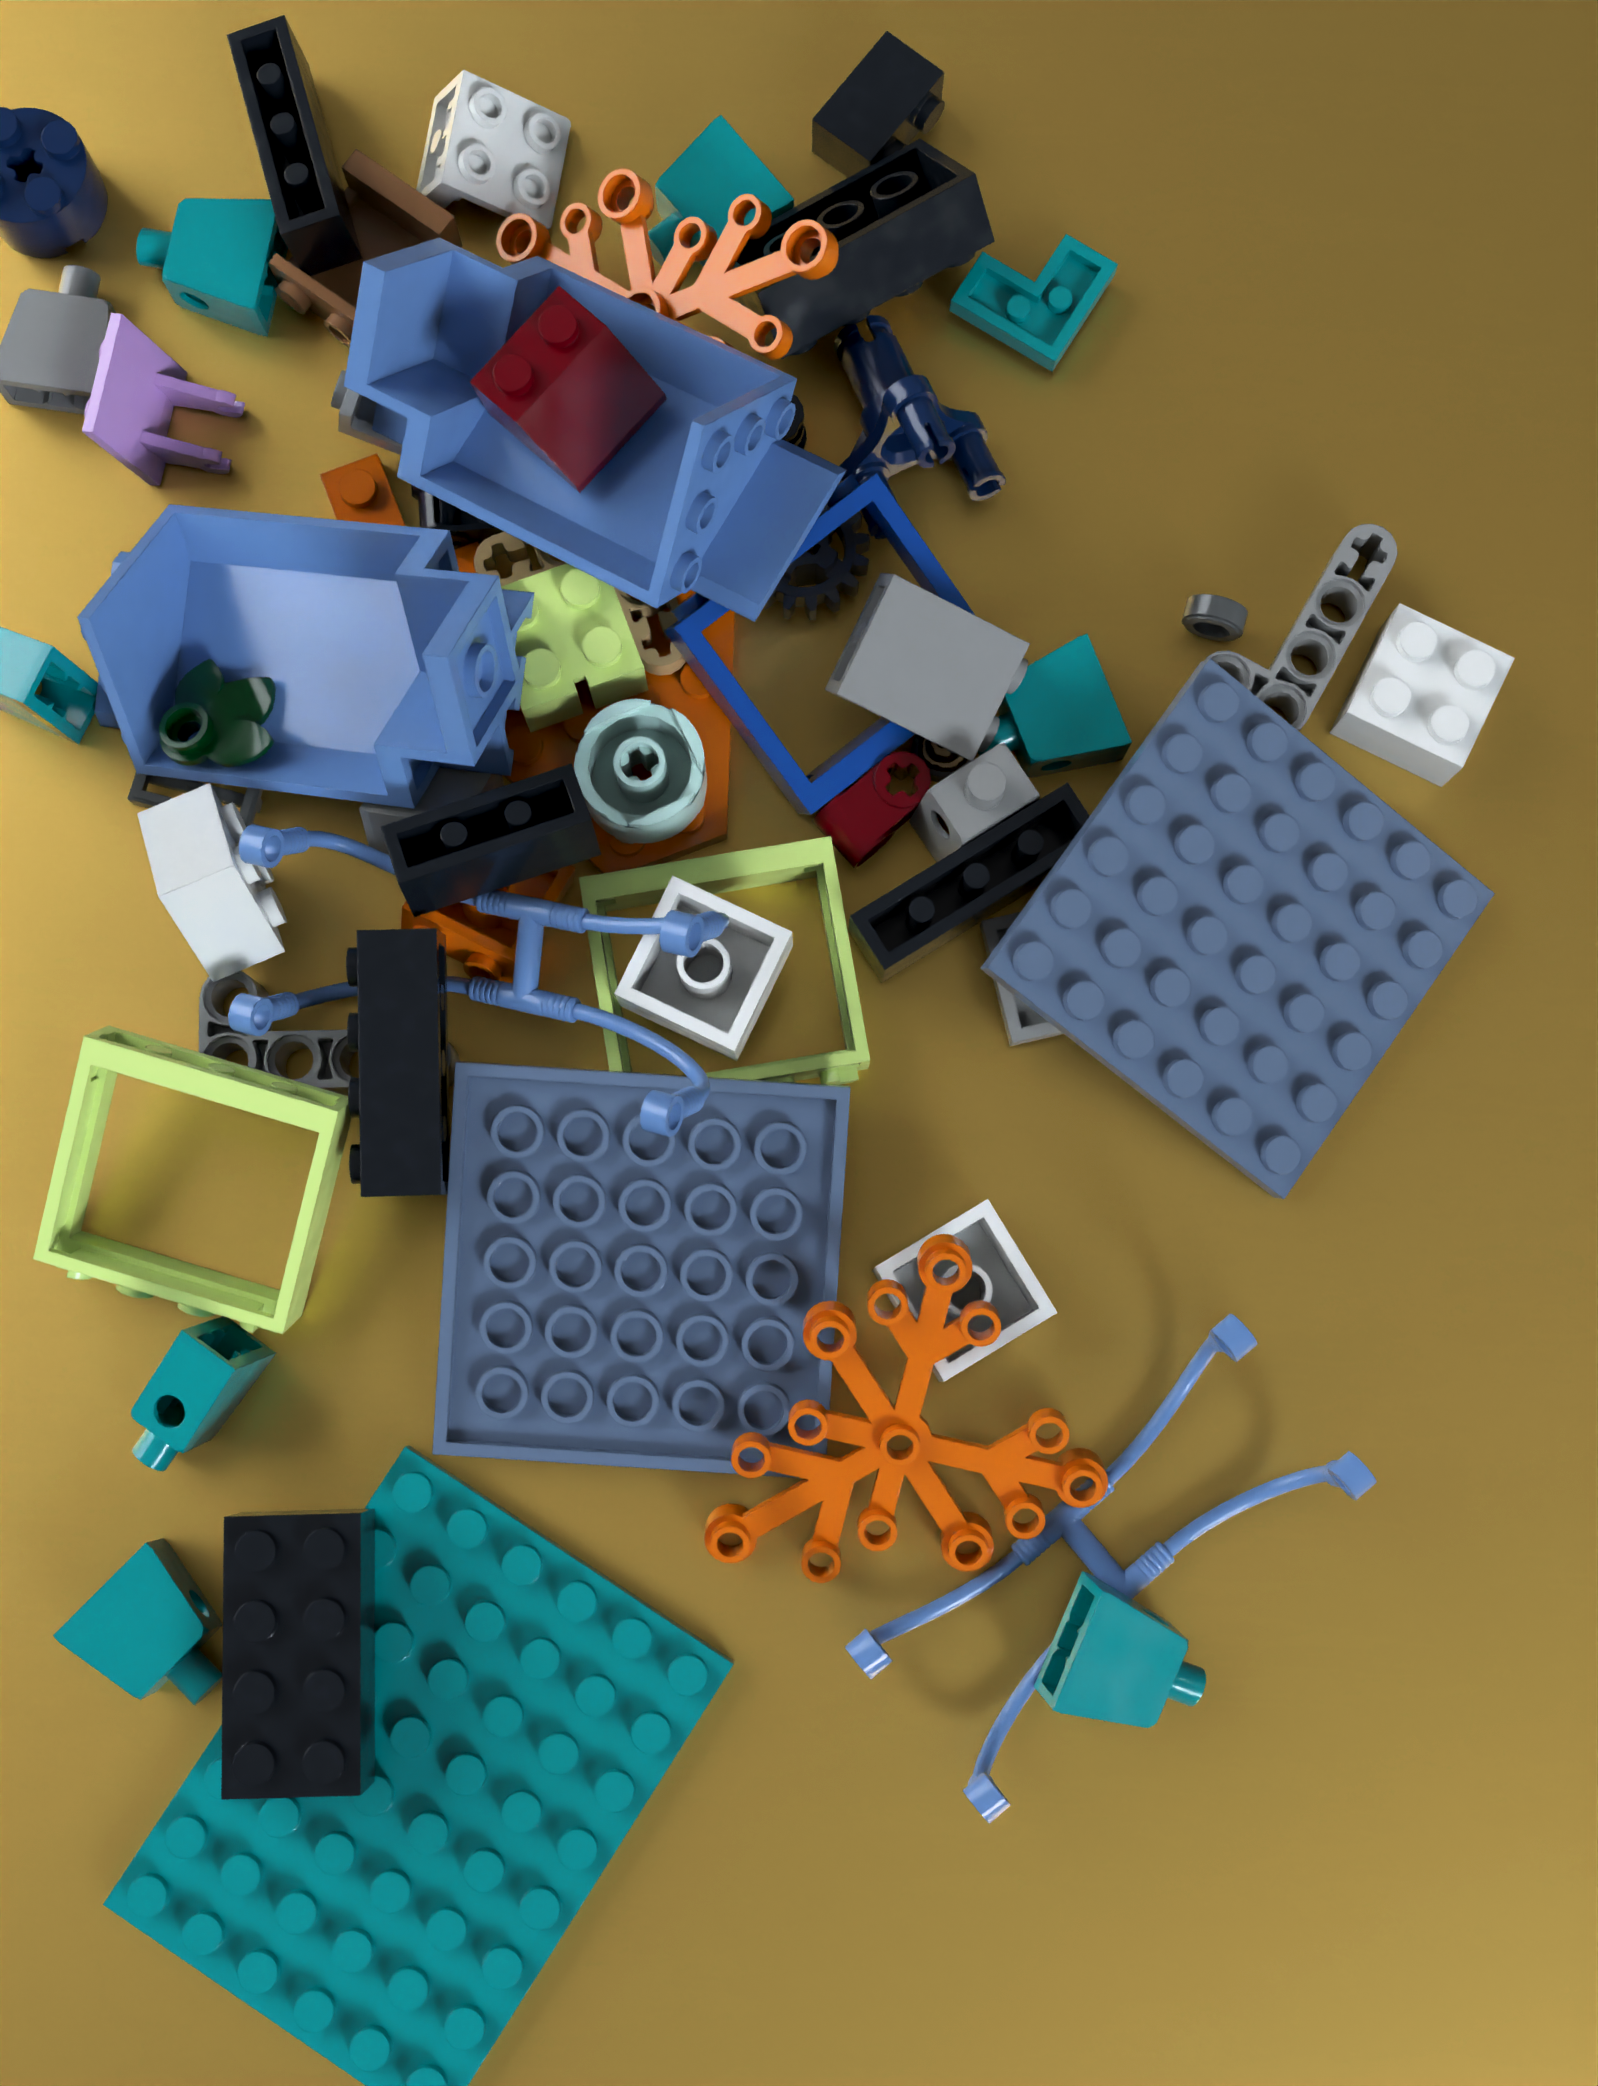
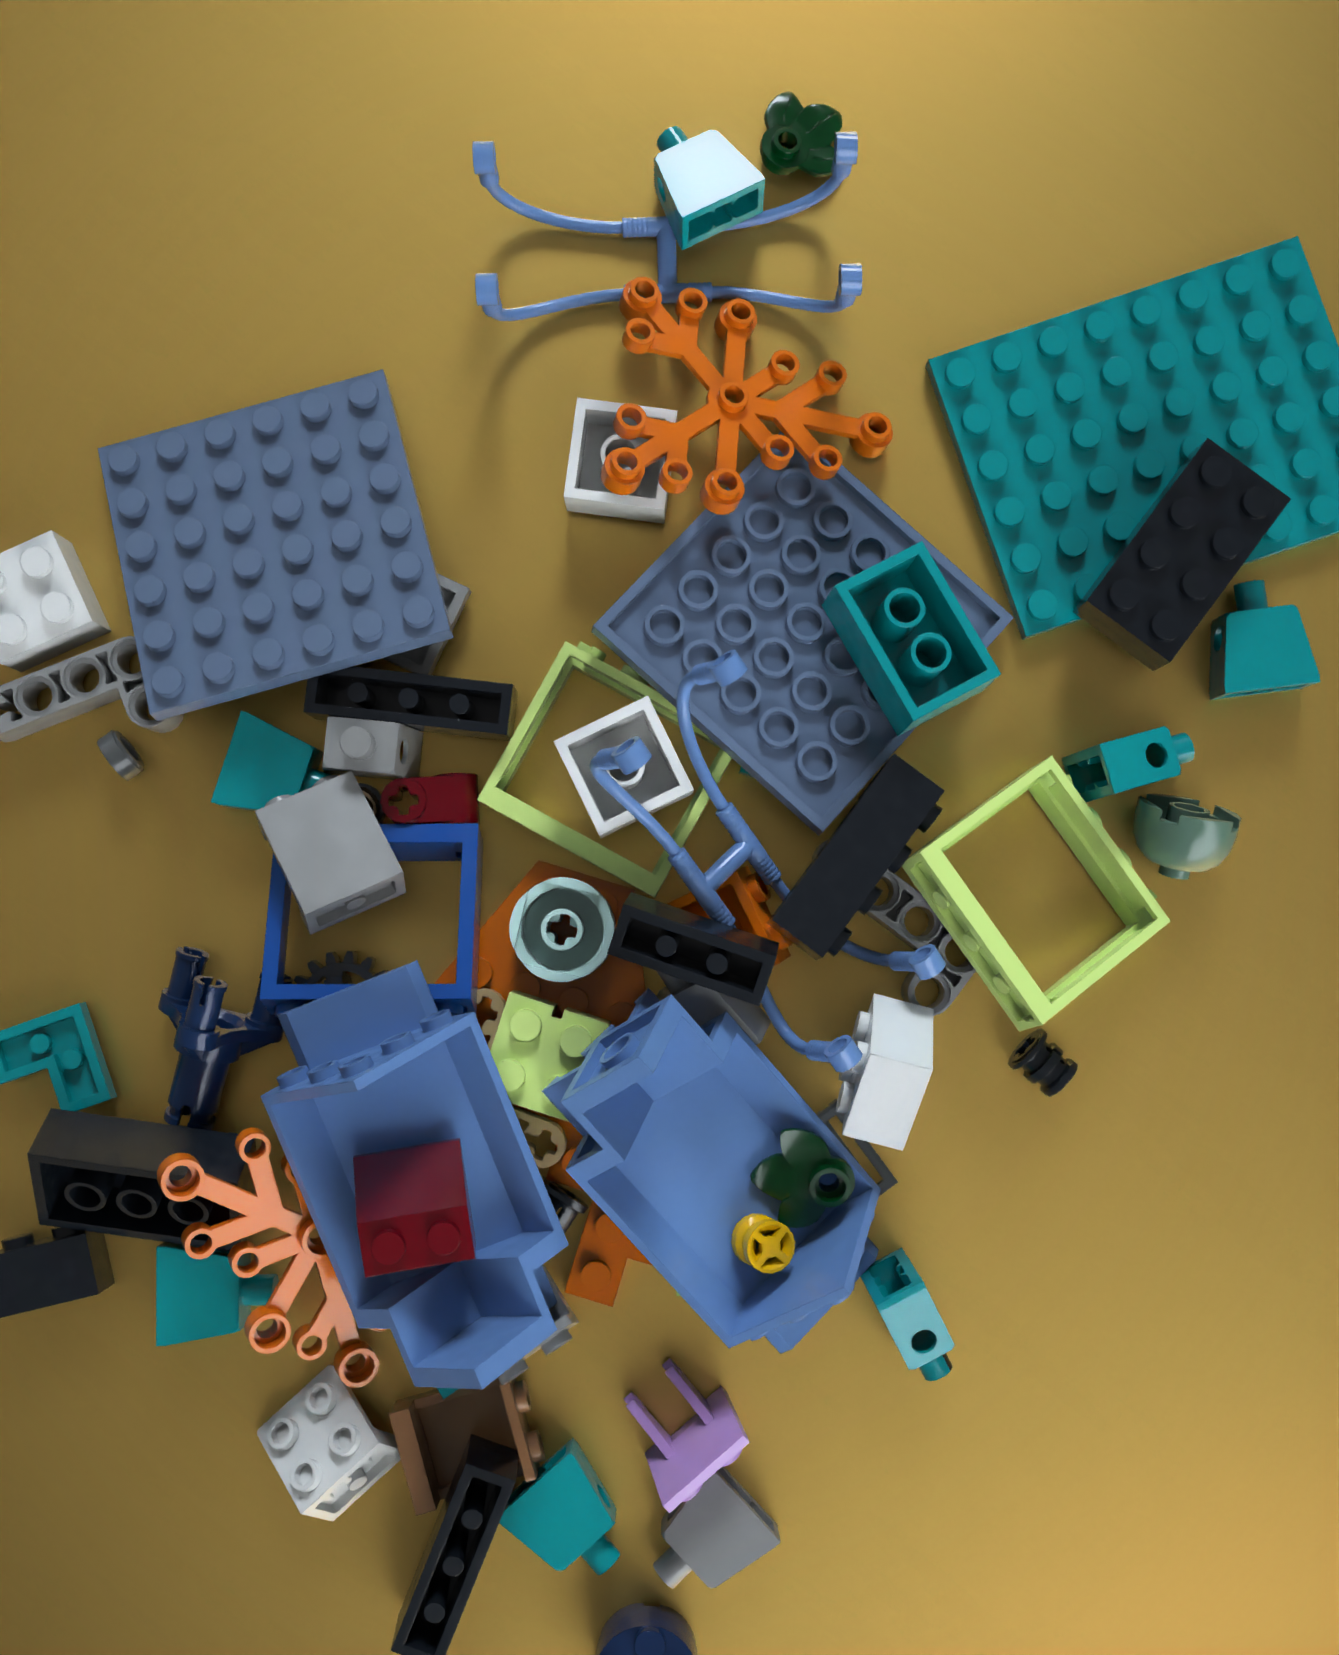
camera: 140 degrees left, 5 degrees up
(61, 1020) = (1043, 1063): none -> black bush
(85, 1364) = (1183, 834): none -> sand green cylinder
(201, 613) = (774, 1248): none -> yellow wheel
(513, 1327) = (910, 638): none -> teal brick
(1057, 1814) = (803, 132): none -> dark green plate

